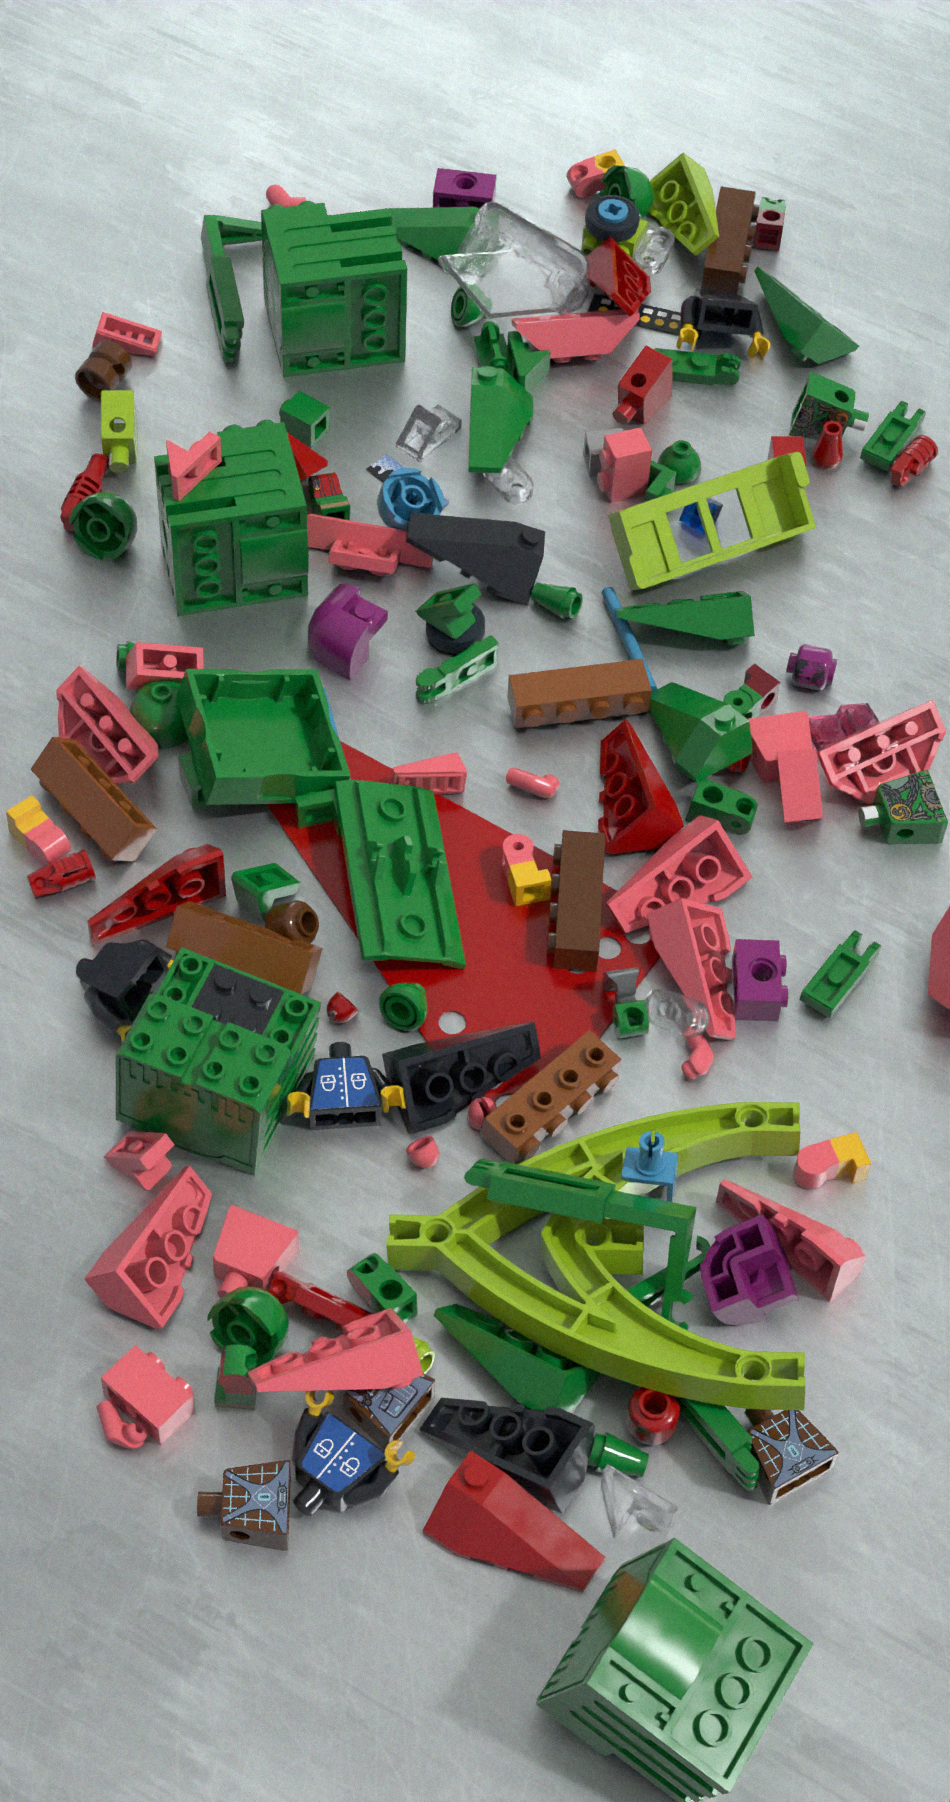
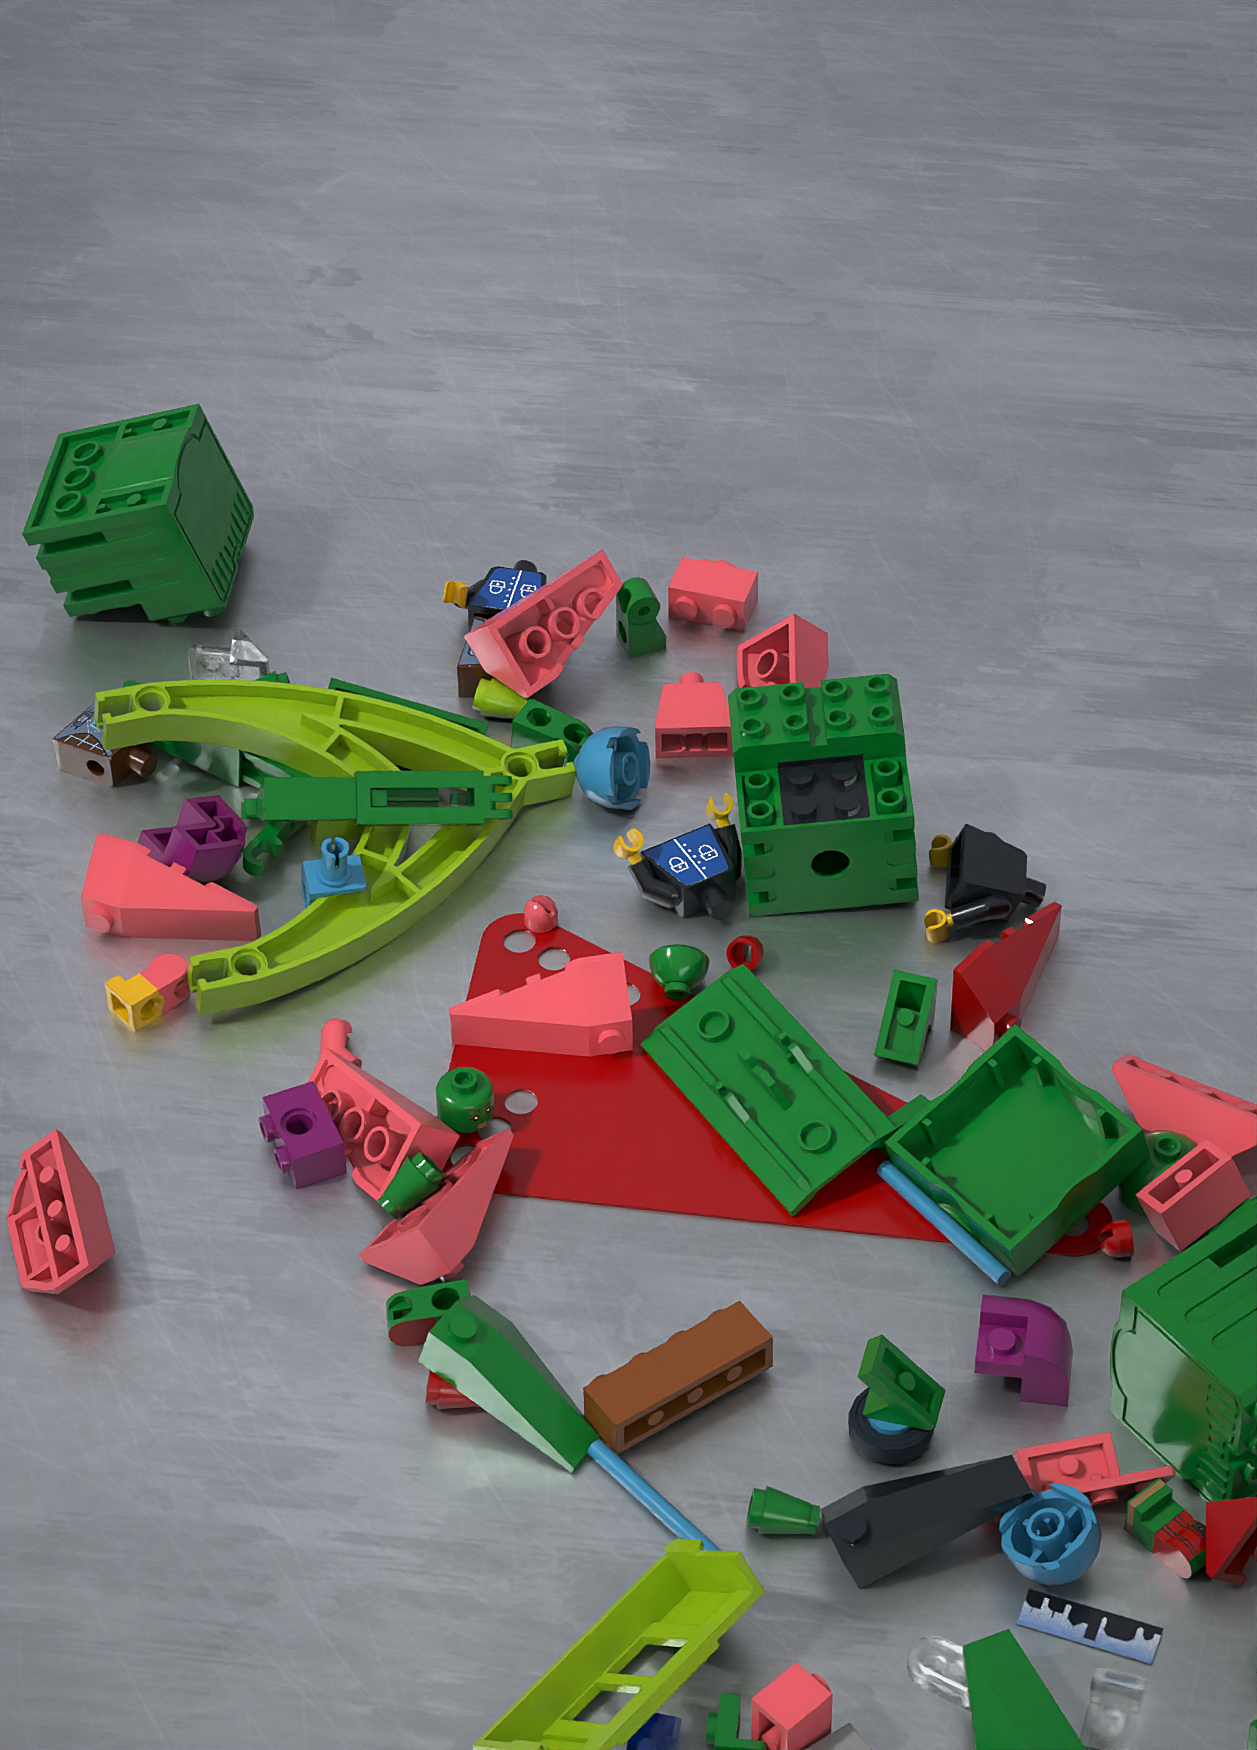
camera: 160 degrees right, 10 degrees down
(37, 831) = (1192, 994): leg -> none
(50, 878) = (1131, 968): red hinge -> none
(93, 799) = (1158, 1033): dark orange brick -> none
(244, 946) = (880, 950): dark orange brick -> none
(250, 1319) = (652, 658): green cylinder -> none
(252, 1504) = (564, 545): reddish brown torso -> none
(293, 921) = (849, 993): reddish brown head -> none
(315, 1300) = (600, 704): red hinge -> none
(358, 1210) = (613, 767): none -> dark azure cylinder
(423, 1152) = (586, 862): coral hinge -> none
(438, 774) = (795, 1215): coral slope -> none
(454, 1071) = (604, 914): black wedge -> none
(457, 670) = (836, 1380): green hinge -> none
(501, 1523) = (344, 624): red wedge -> none
(516, 992) = (567, 1013): none -> coral wedge
(521, 872) = (630, 1150): yellow leg -> none
(535, 1448) = (354, 654): black wedge -> none
(540, 786) = (673, 1261): coral arm -> none
(551, 1098) = (473, 938): dark orange brick -> none
(578, 901) = (550, 1141): reddish brown brick -> none
(627, 947) = (465, 1099): none -> green head
(629, 1014) = (436, 1049): leg -> none
(635, 798) = (534, 1271): red wedge -> none
(679, 1013) = (361, 1050): clear plate -> none
(697, 889) = (411, 1184): none -> green cone
(714, 616) = (578, 1558): green wedge -> none
(756, 694) = (454, 1475): leg -> none
(776, 735) = (392, 1417): coral torso -> none
(799, 785) = (335, 1350): coral hinge -> none
(812, 667) = (394, 1548): magenta head -> none
(839, 975) = (210, 1182): green hinge -> none
(845, 722) = (324, 1494): clear pink slope -> none
(883, 751) = (267, 1442): coral wedge -> none
(907, 811) = (196, 1397): torso -> none

